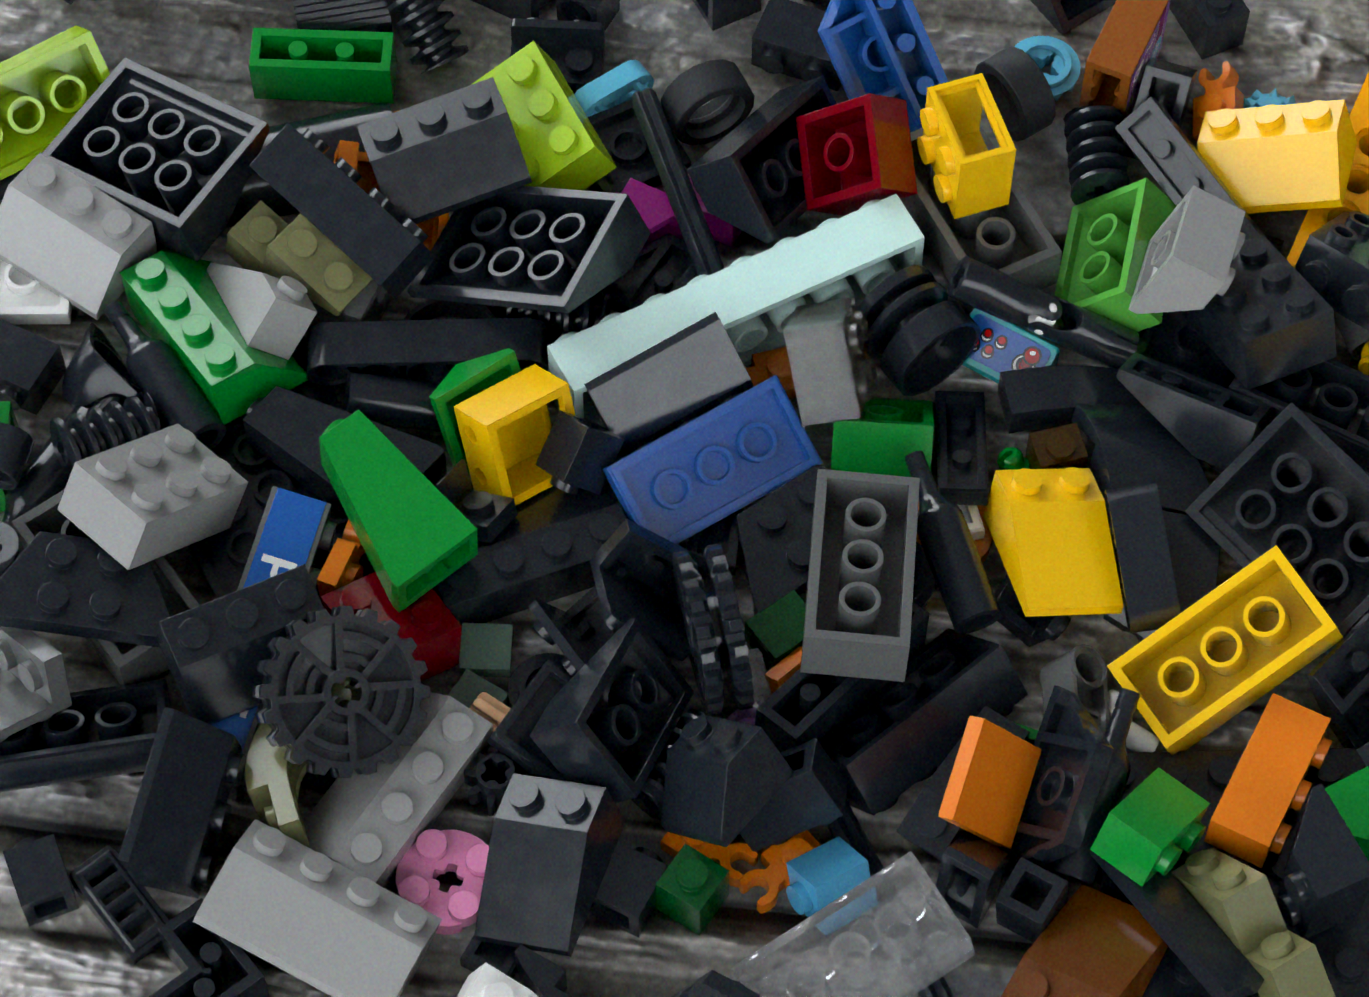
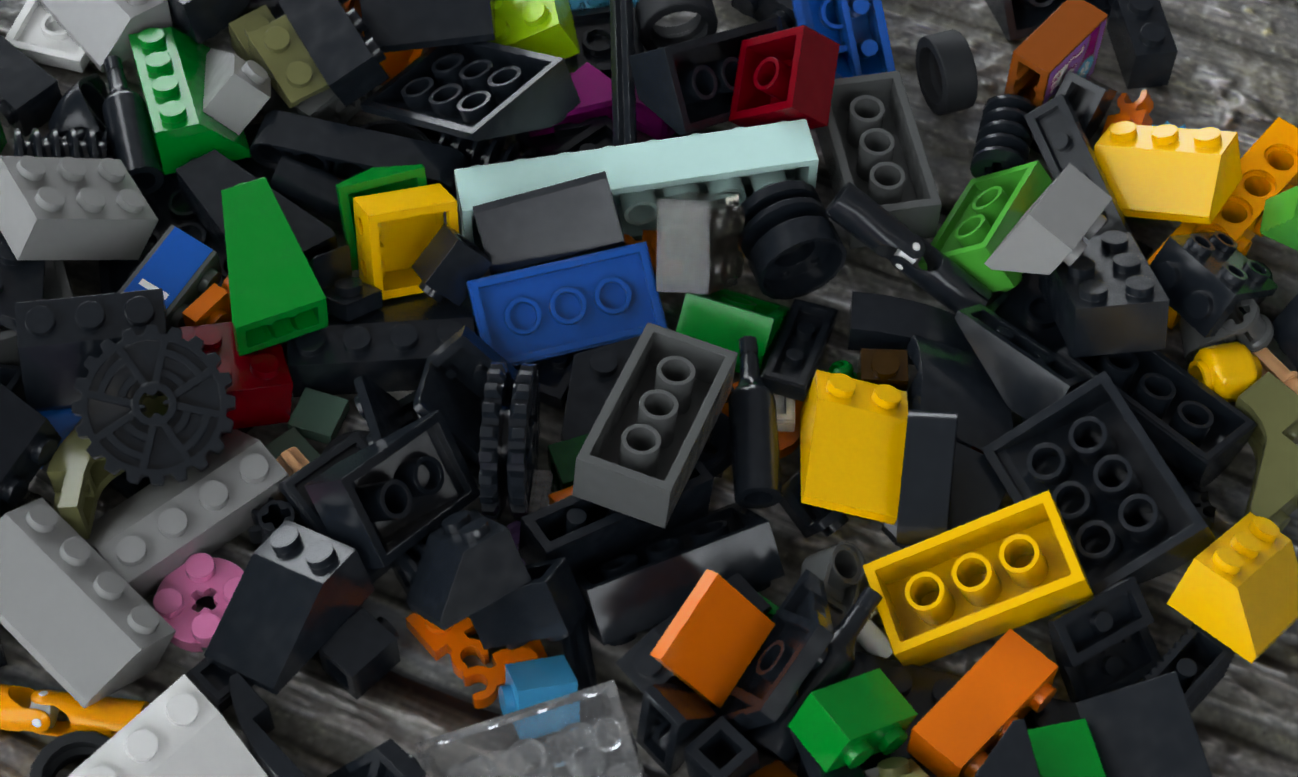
camera: 15 degrees right, 5 degrees down
(692, 889) = (415, 667): dark green brick -> none
(964, 169) = (879, 111): yellow piece -> none
(1007, 348) = (869, 274): slope -> none
(1065, 65) = (996, 54): medium azure gear -> none

